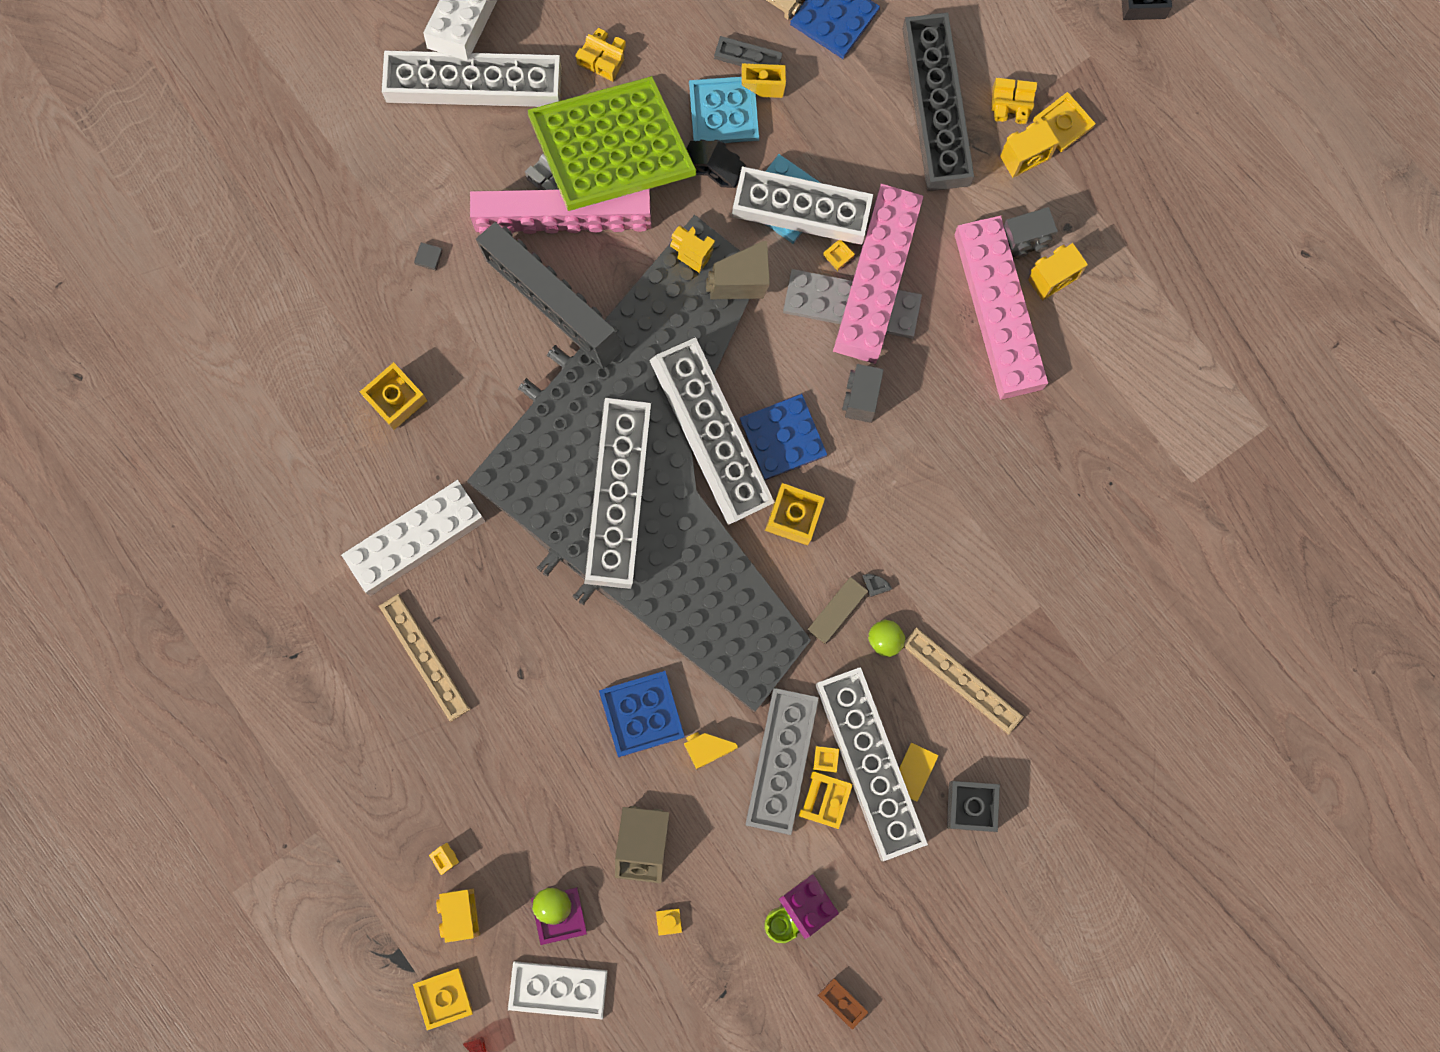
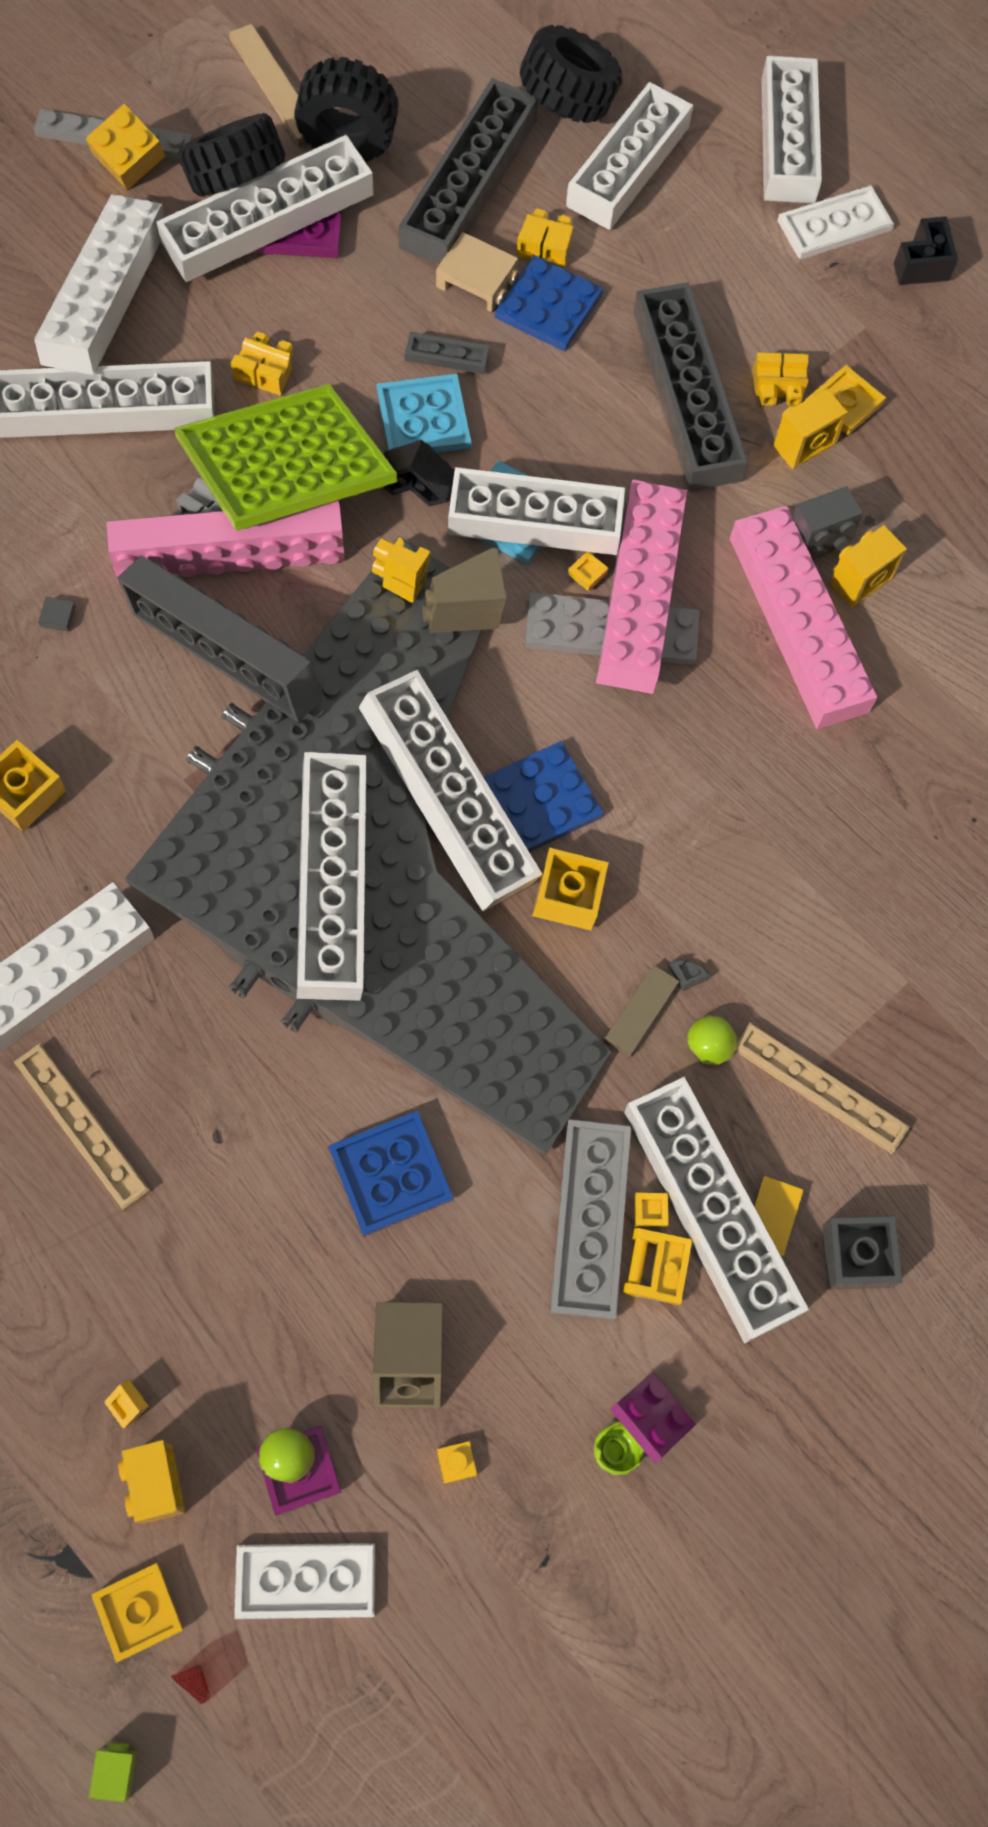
camera: 10 degrees left, 10 degrees down
(707, 748) = (486, 1211): yellow slope -> none
(764, 79) = (471, 374): yellow slope -> none
(843, 1003) = (718, 1554): dark orange plate -> none
(864, 391) = (641, 730): dark grey brick -> none

